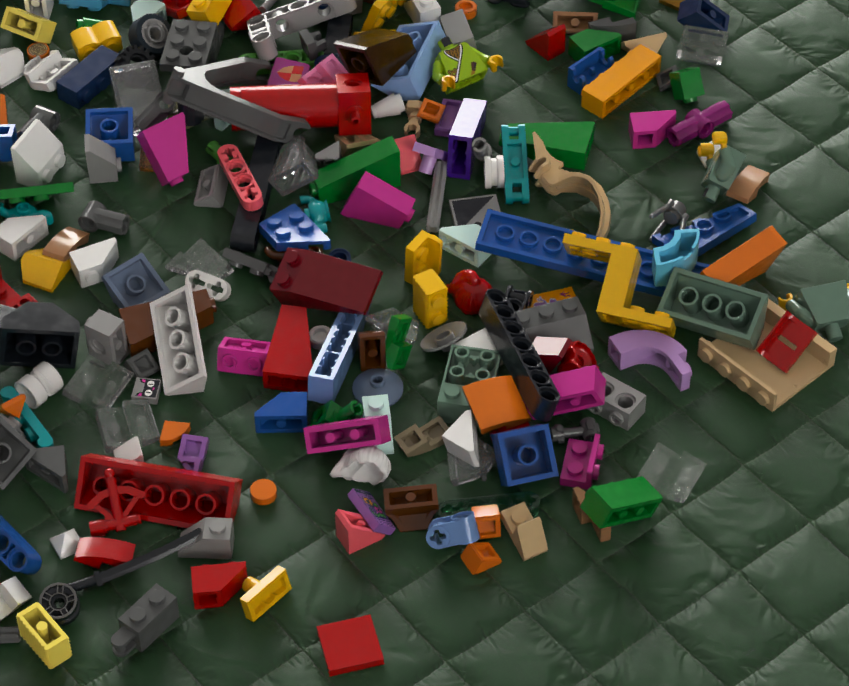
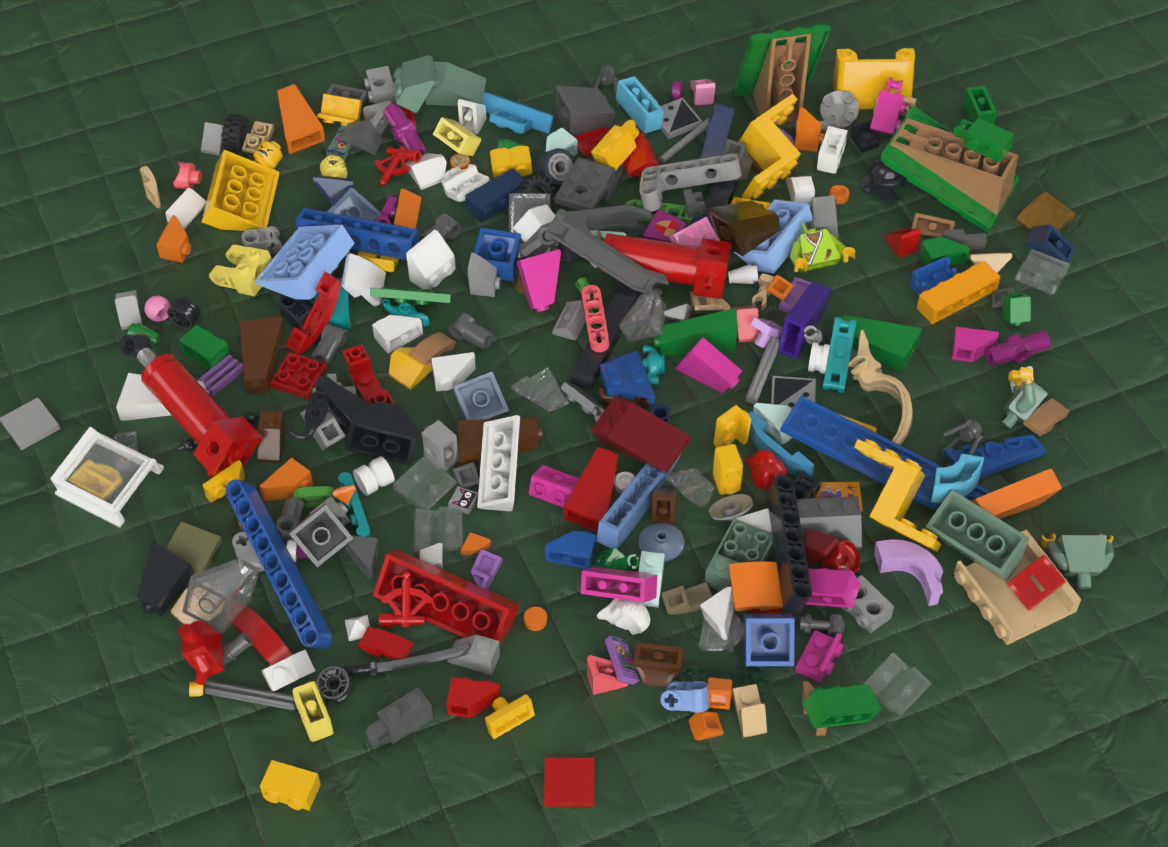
camera: 15 degrees right, 5 degrees up
(144, 92) = (534, 221): none -> white slope
(210, 280) = (544, 409): white beam -> none
(396, 348) = (686, 510): green slope -> none
(455, 263) = (793, 463): none -> dark azure slope

